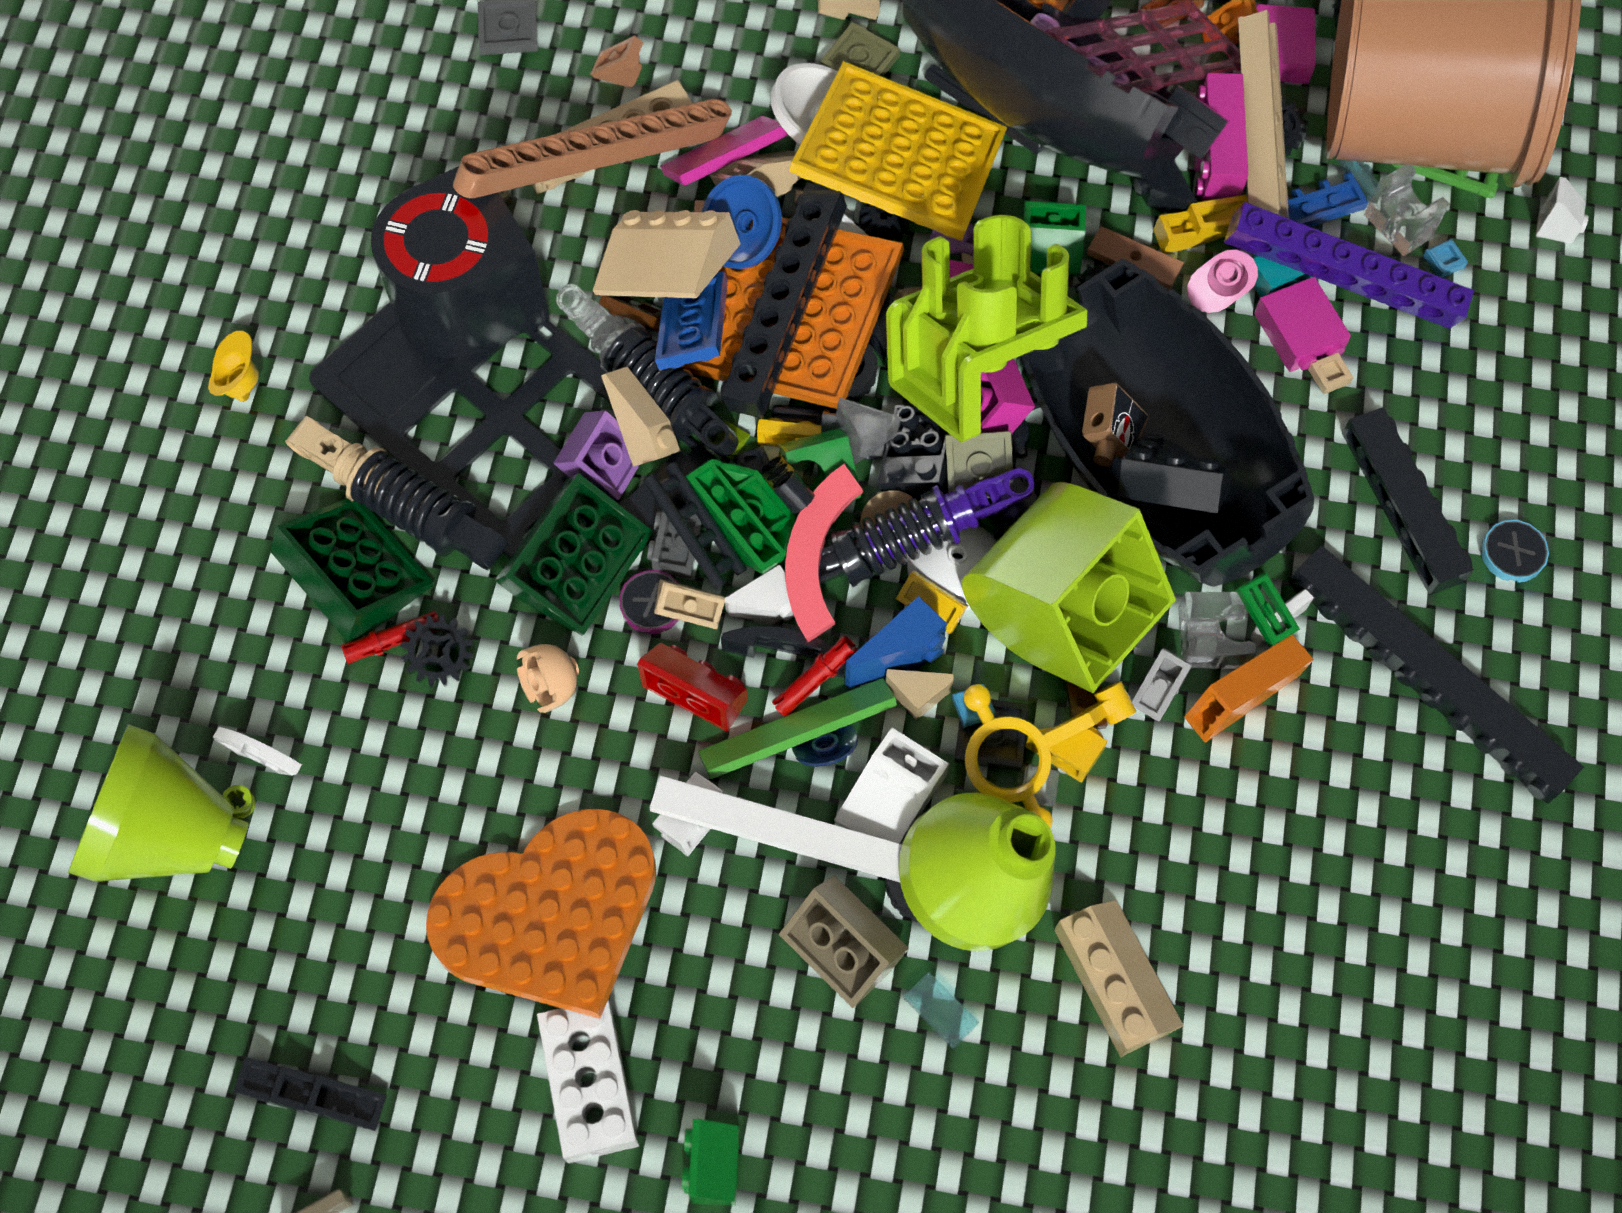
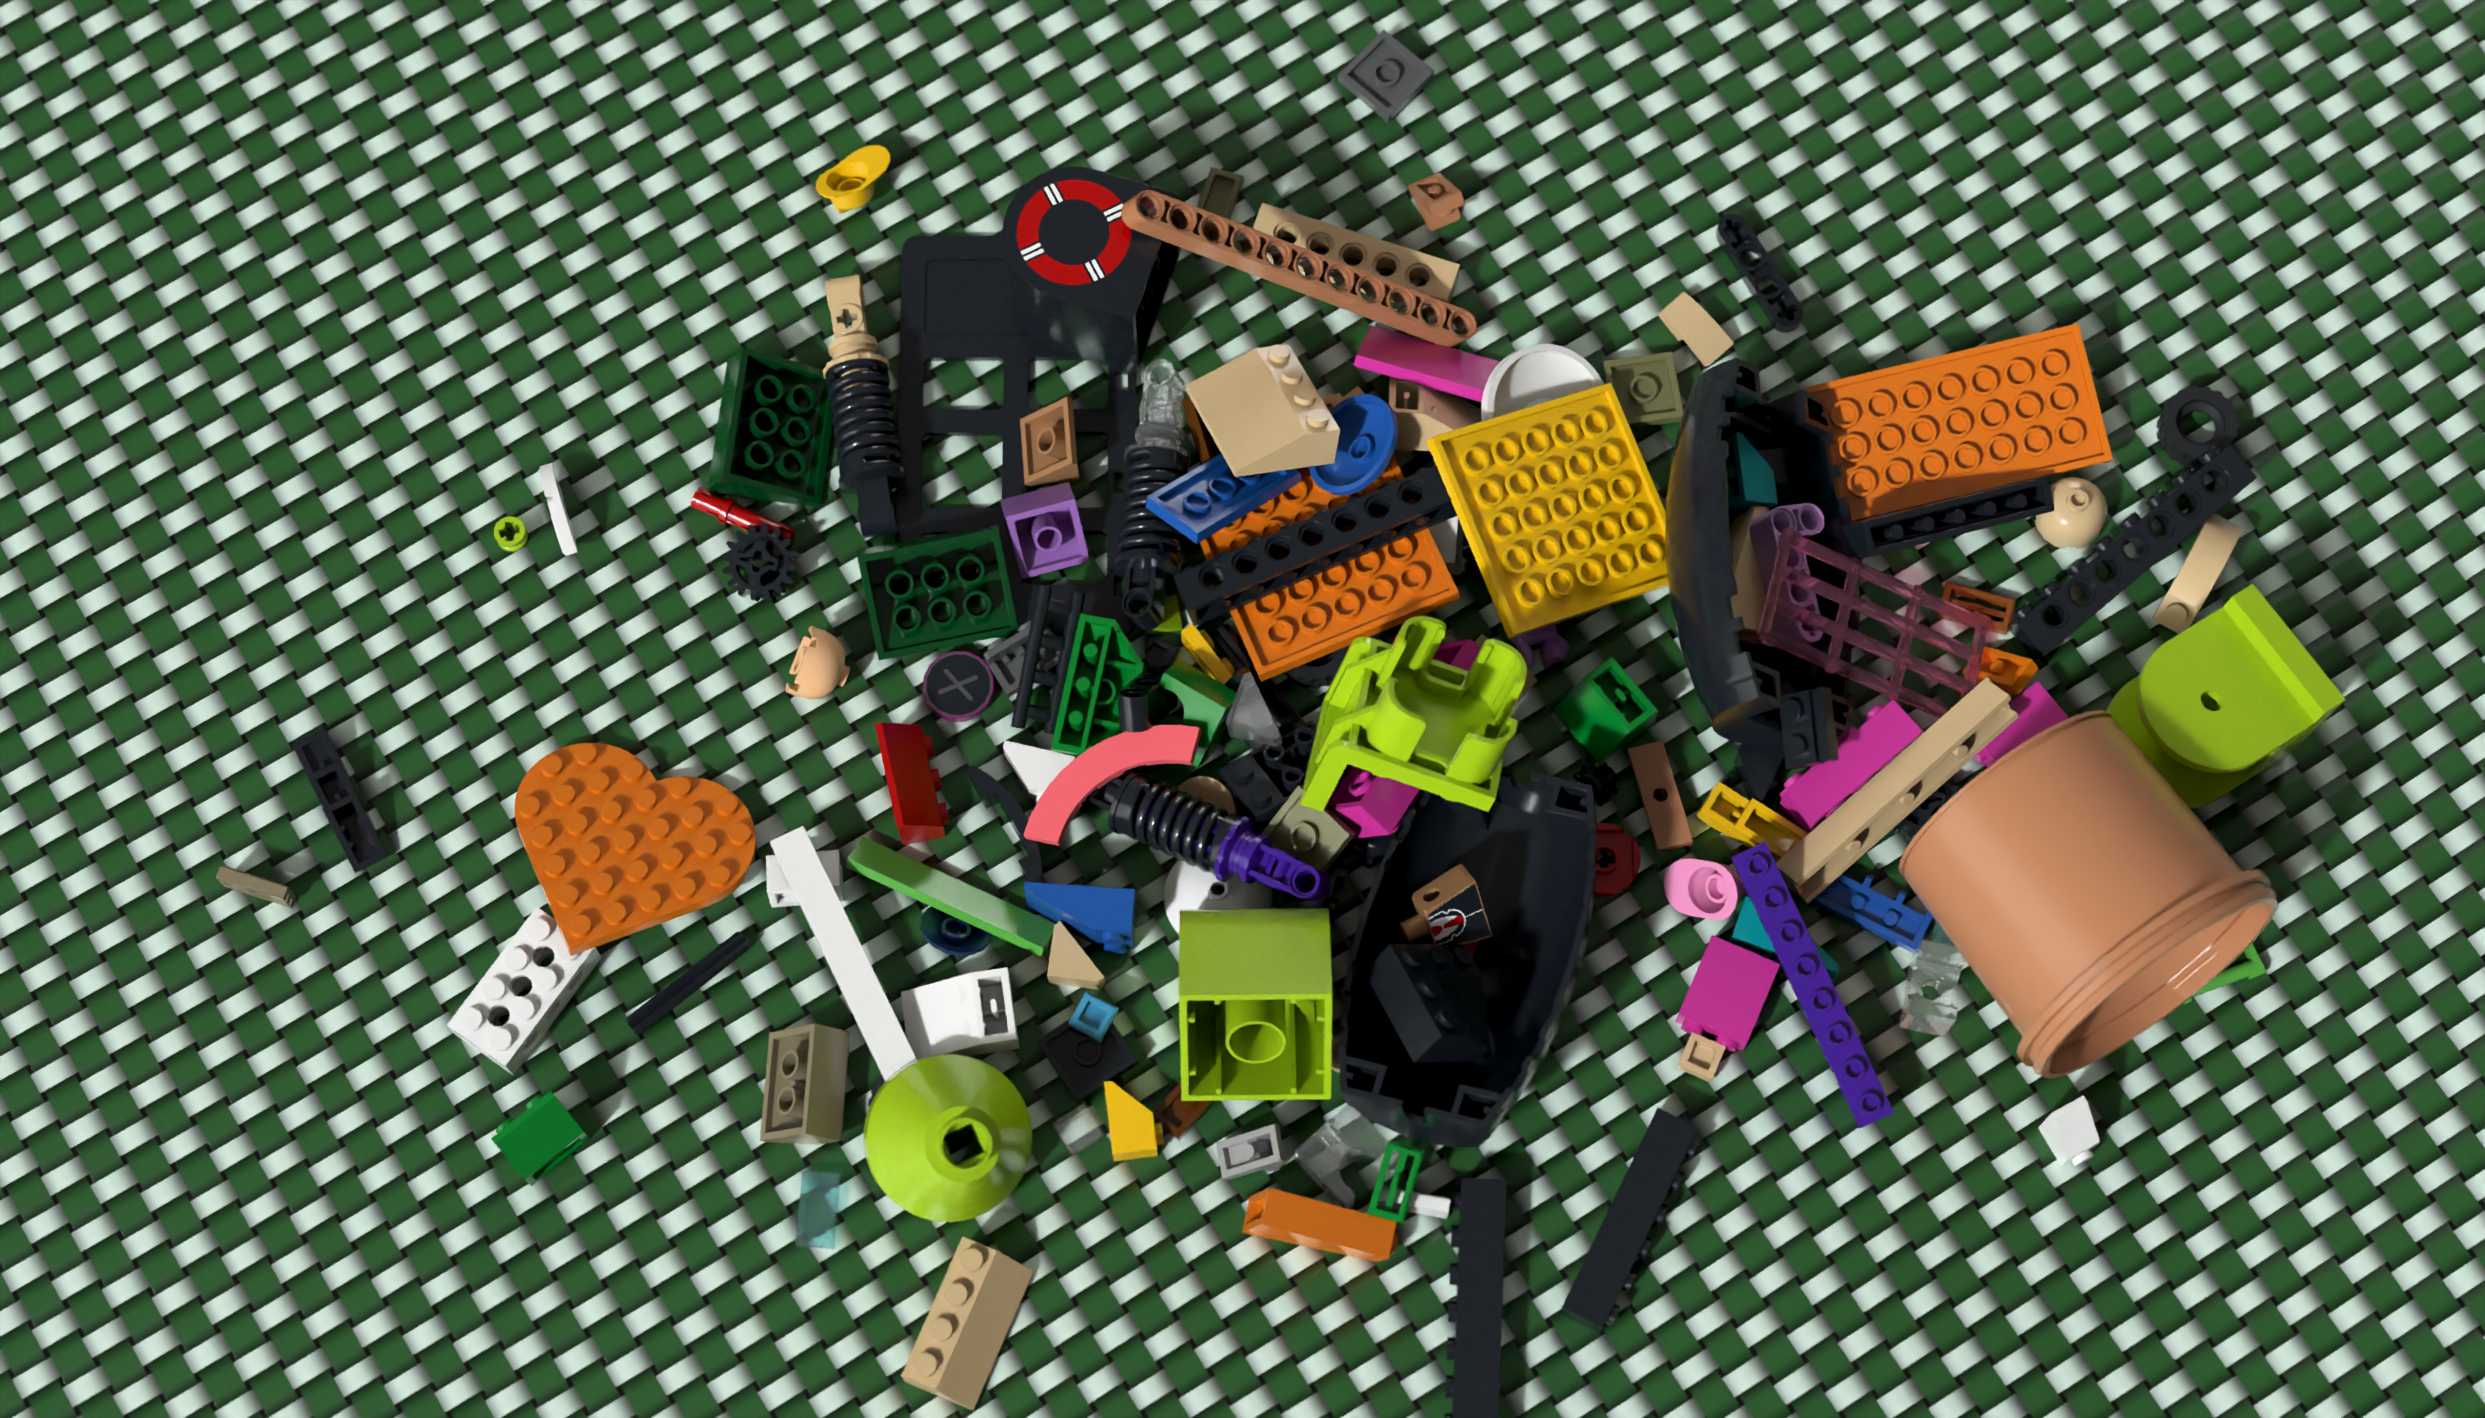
camera: 50 degrees right, 5 degrees up
(155, 817) = (434, 490): lime cone -> none
(547, 402) = (1050, 445): none -> medium nougat slope
(640, 419) = (1098, 529): tan slope -> none
(689, 604) = (980, 716): tan slope -> none
(690, 960) = (688, 983): none -> black axle
(823, 668) = (1011, 870): red pin -> none
(941, 601) = (1160, 905): yellow tile -> none
(1112, 704) = (1188, 1123): yellow piece -> none
(1445, 258) = (1928, 1065): dark azure tile -> none
(1514, 551) = (1669, 1352): black tile -> none

